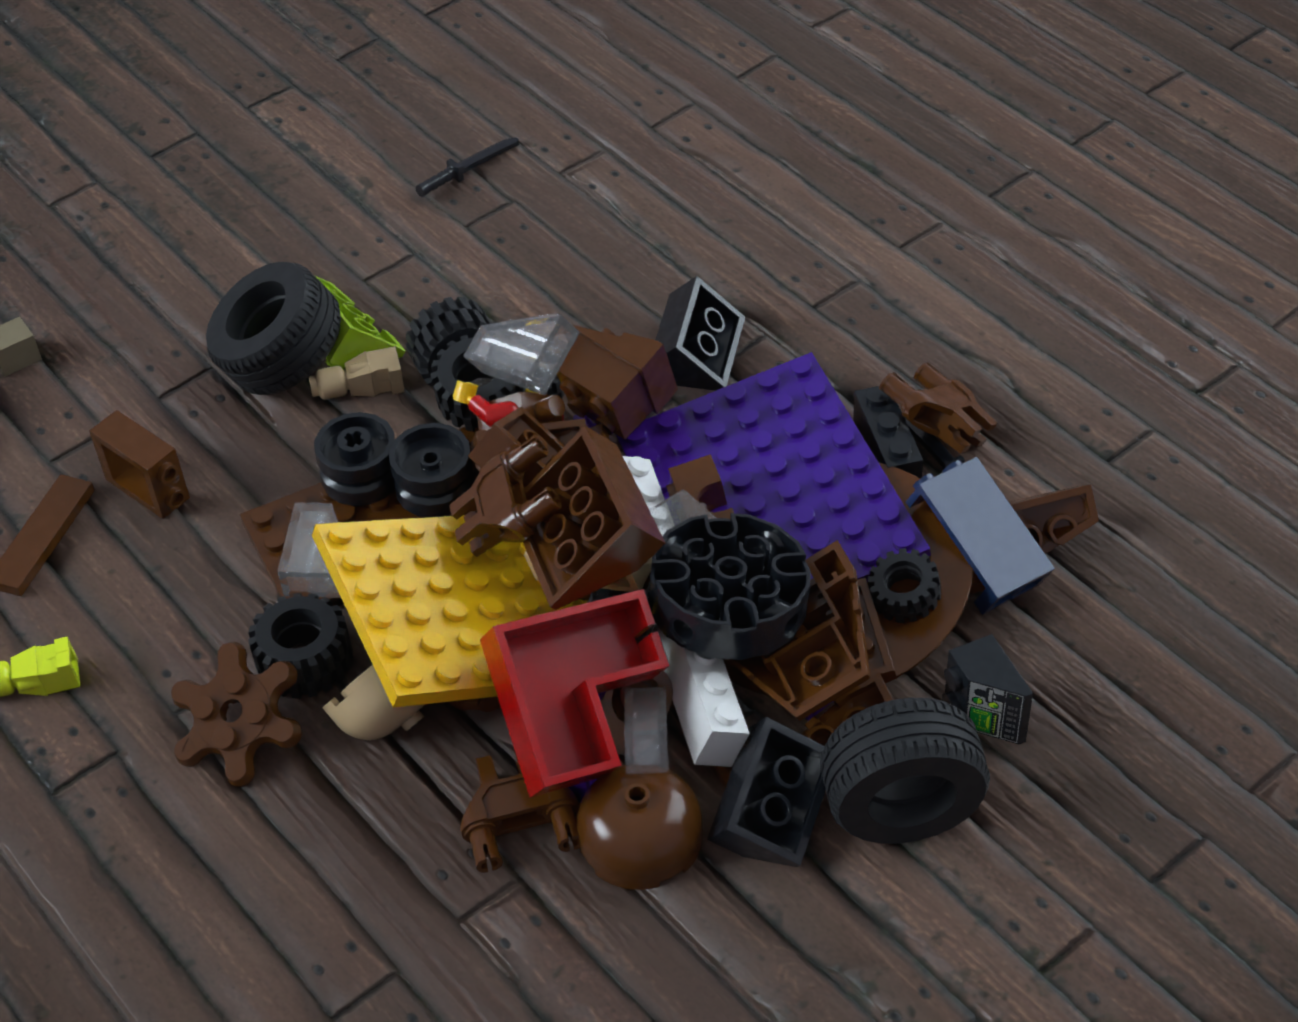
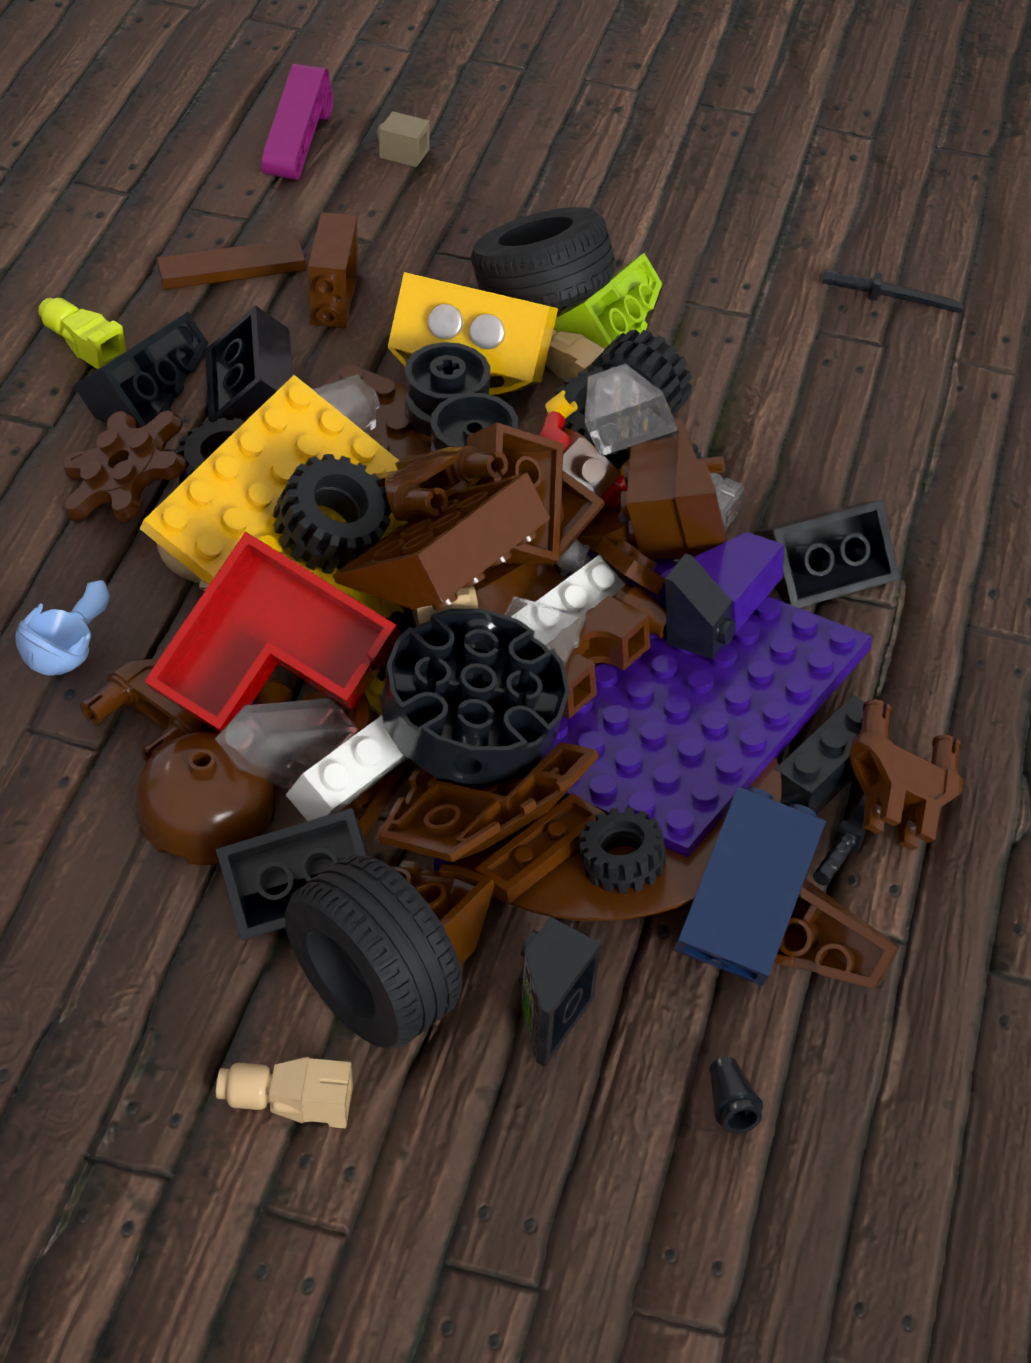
camera: 50 degrees right, 0 degrees up
(127, 658) = (147, 375): none -> black wedge
(194, 582) = (247, 366): none -> black slope
(288, 413) = (502, 328): none -> yellow piece
(395, 849) = (59, 640): none -> light blue piece
(482, 576) = (342, 488): none -> black tyre
(661, 437) = (631, 563): none -> reddish brown plate
(680, 455) = (640, 599): none -> reddish brown cone
(703, 400) = (744, 569): none -> dark purple slope
(727, 427) = (697, 610): none -> black slope
(960, 897) = (296, 1089): none -> tan piece
(1127, 644) = (734, 1097): none -> black cone

